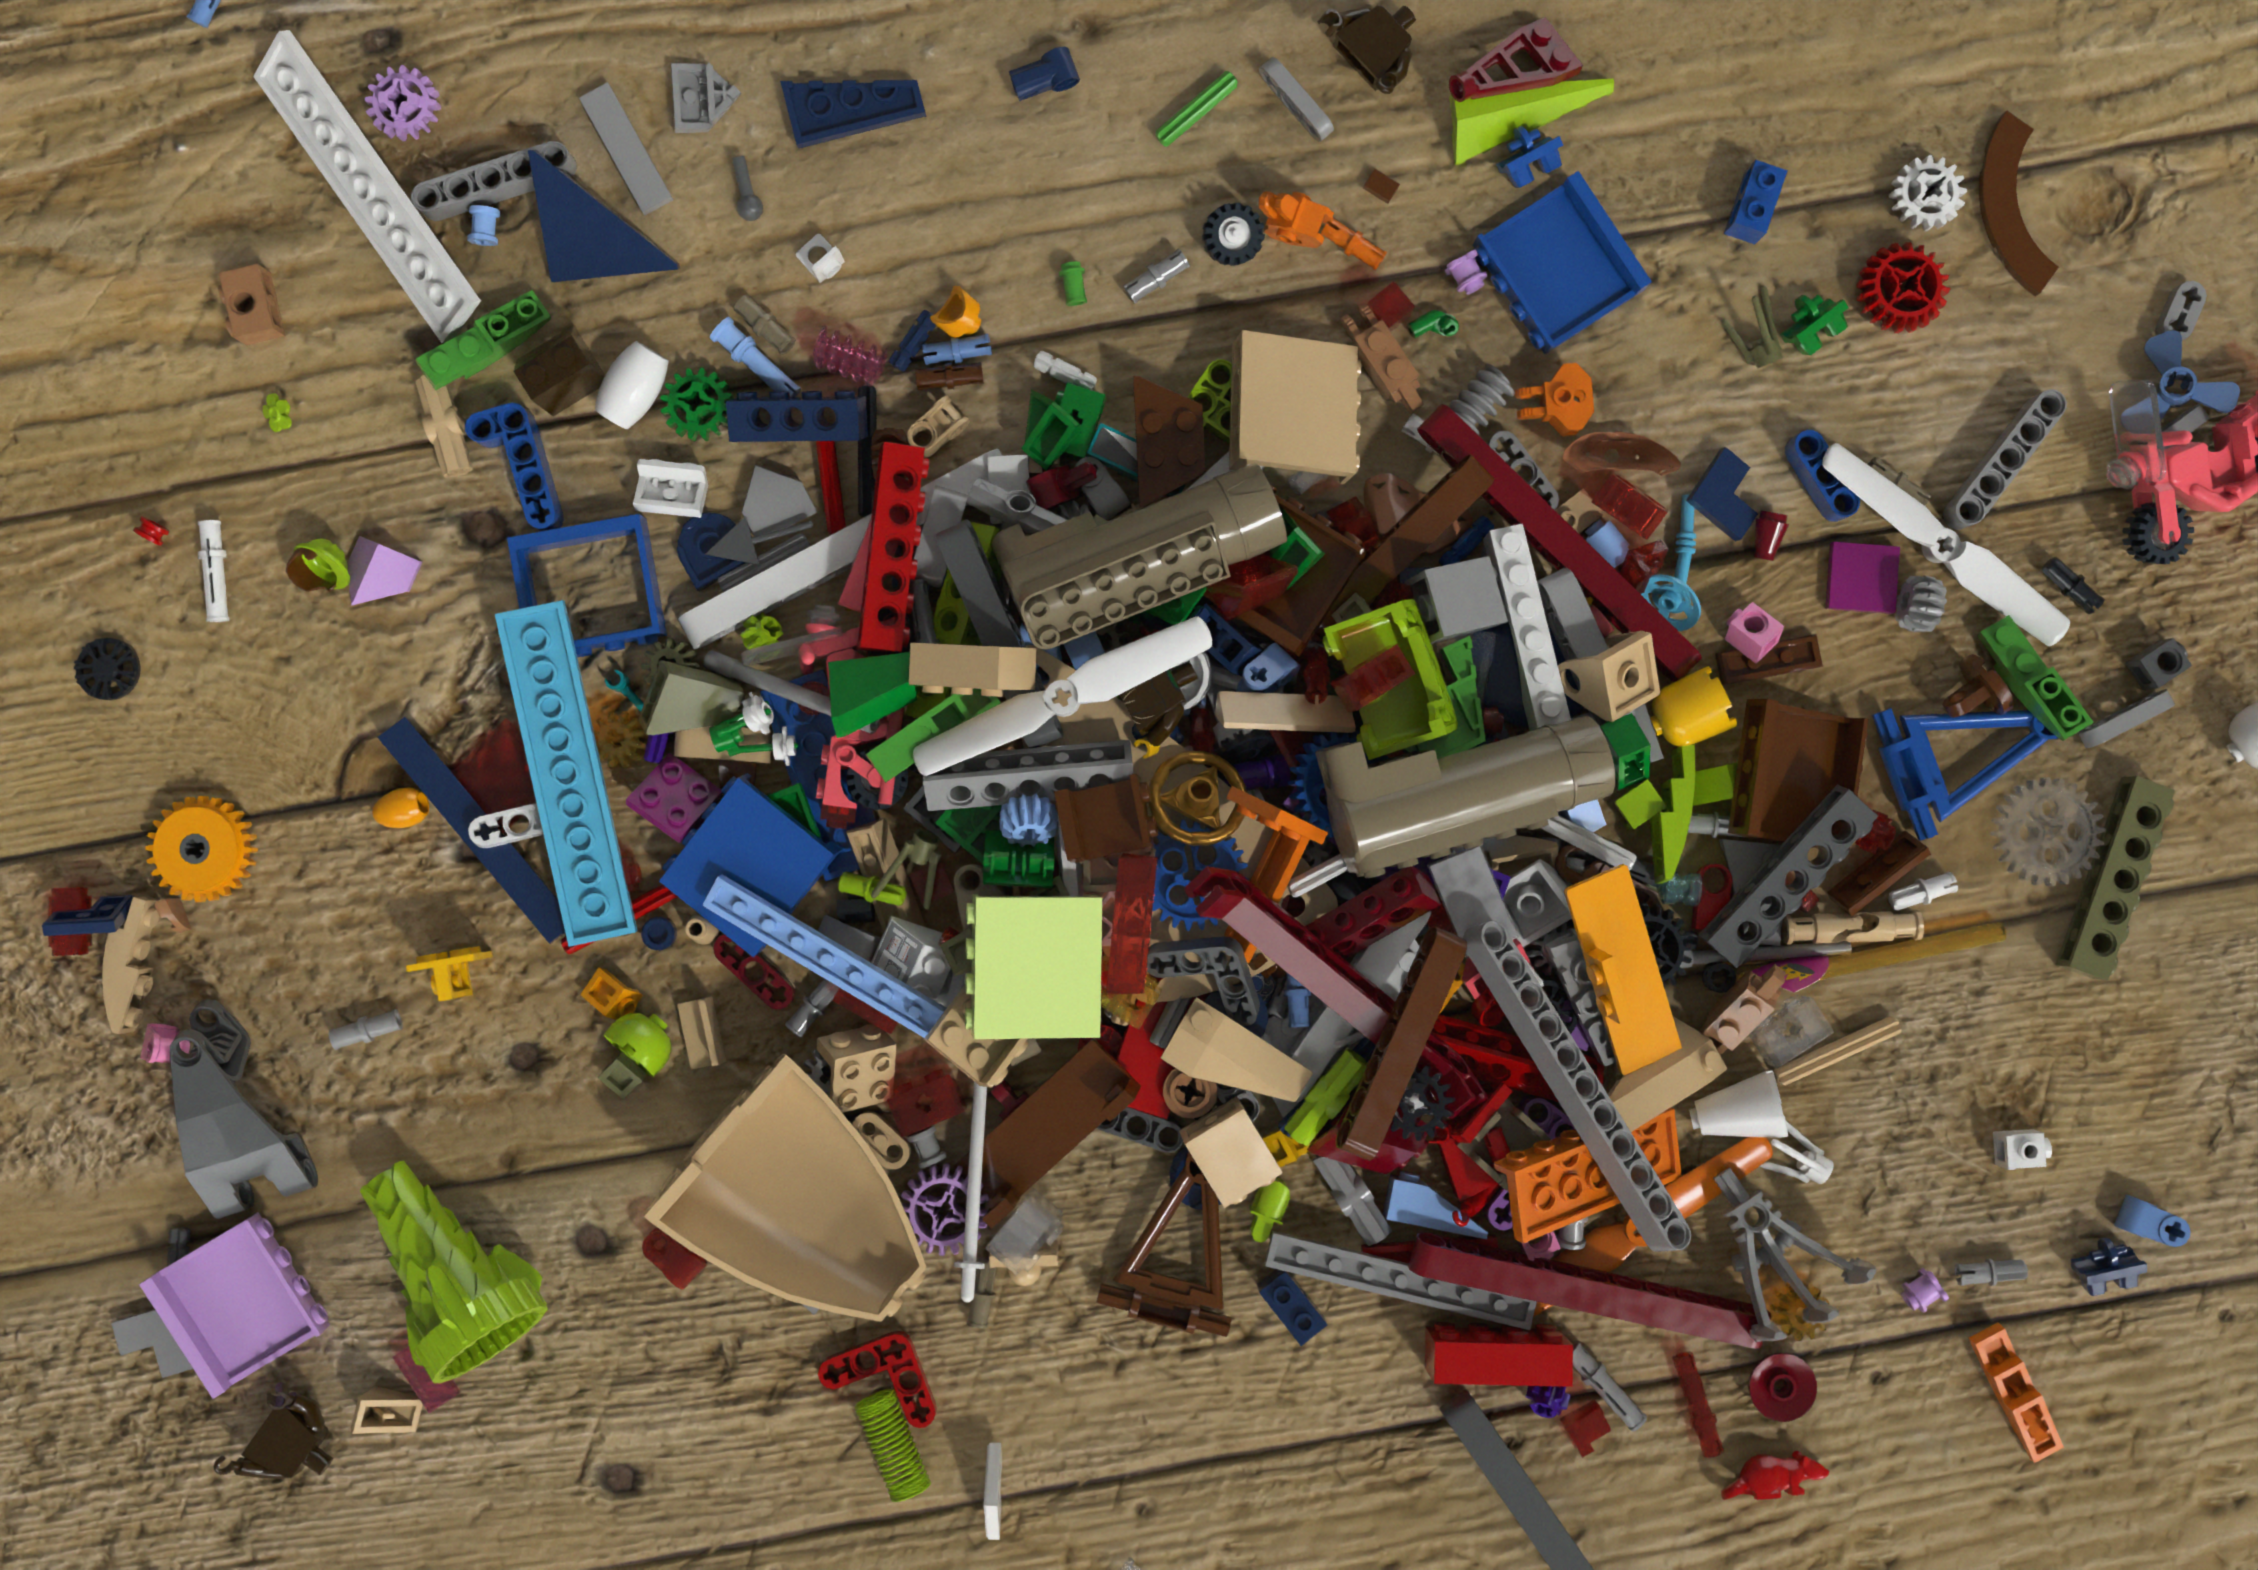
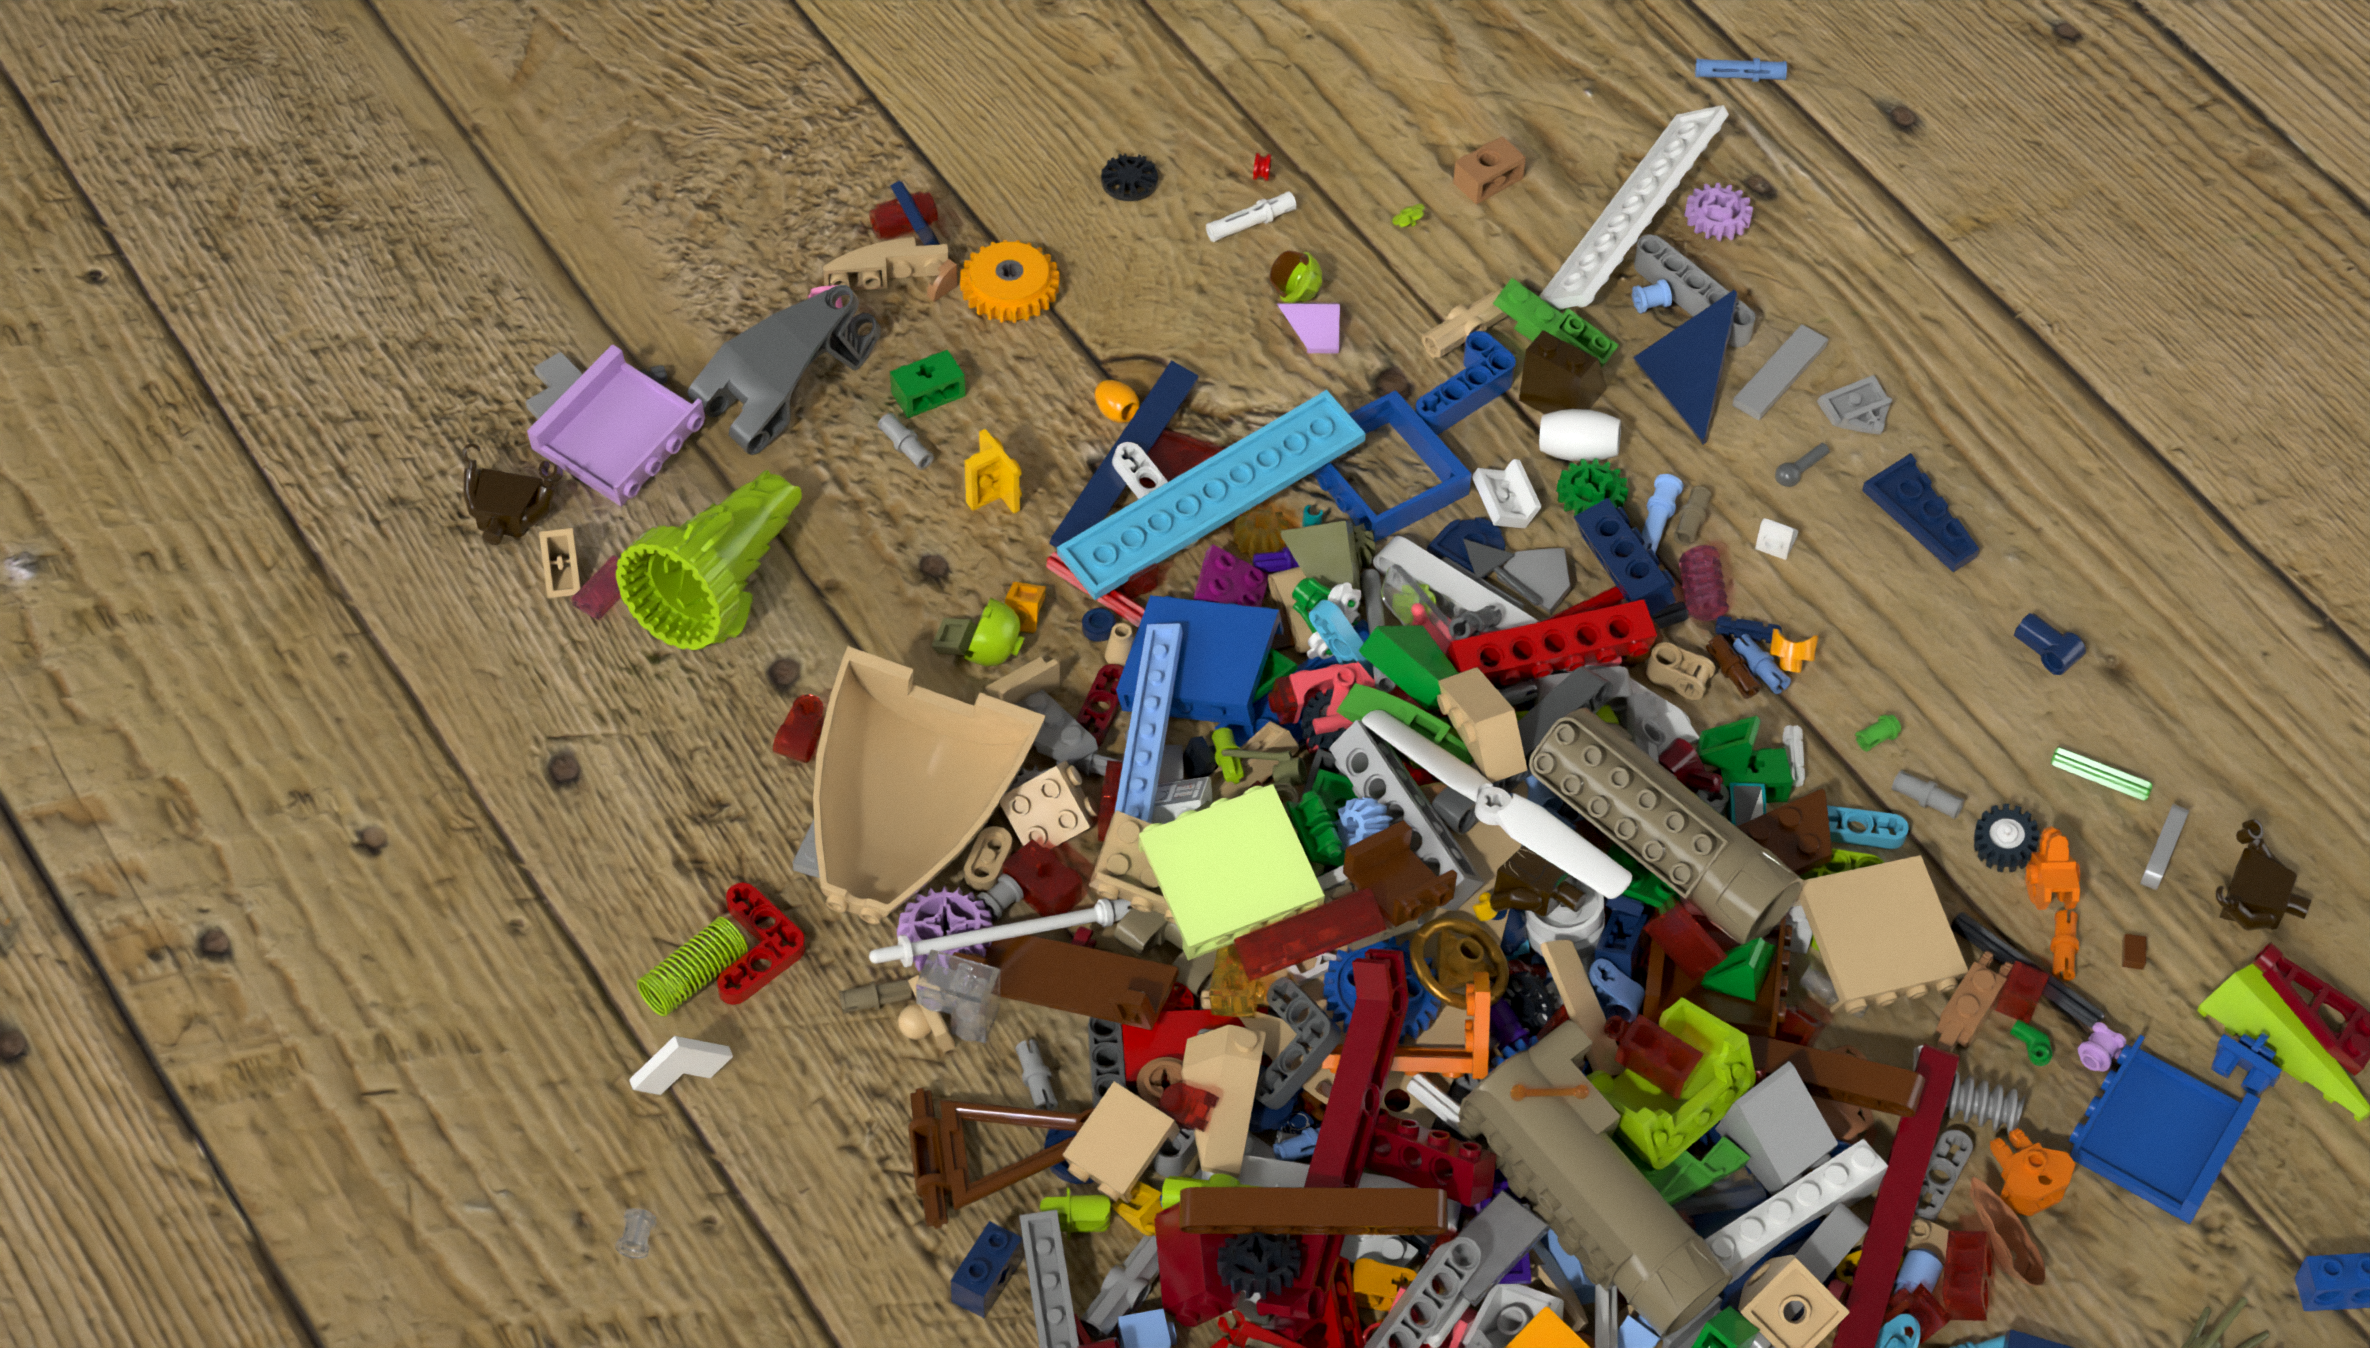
camera: 60 degrees right, 35 degrees down
(311, 966) = (927, 383): none -> green brick
(762, 1034) = (1060, 733): none -> light grey wing
(796, 735) = (1338, 634): none -> medium azure beam
(837, 611) = (1474, 622): none -> dark grey pin
(1119, 1186) = (1036, 1075): none -> light grey pin
(1165, 331) = (1882, 820): none -> medium azure beam
(1235, 1091) = (1188, 1105): none -> clear red plate
(1362, 289) = (2054, 989): none -> black axle
(1388, 832) = (1518, 1092): none -> clear orange hinge

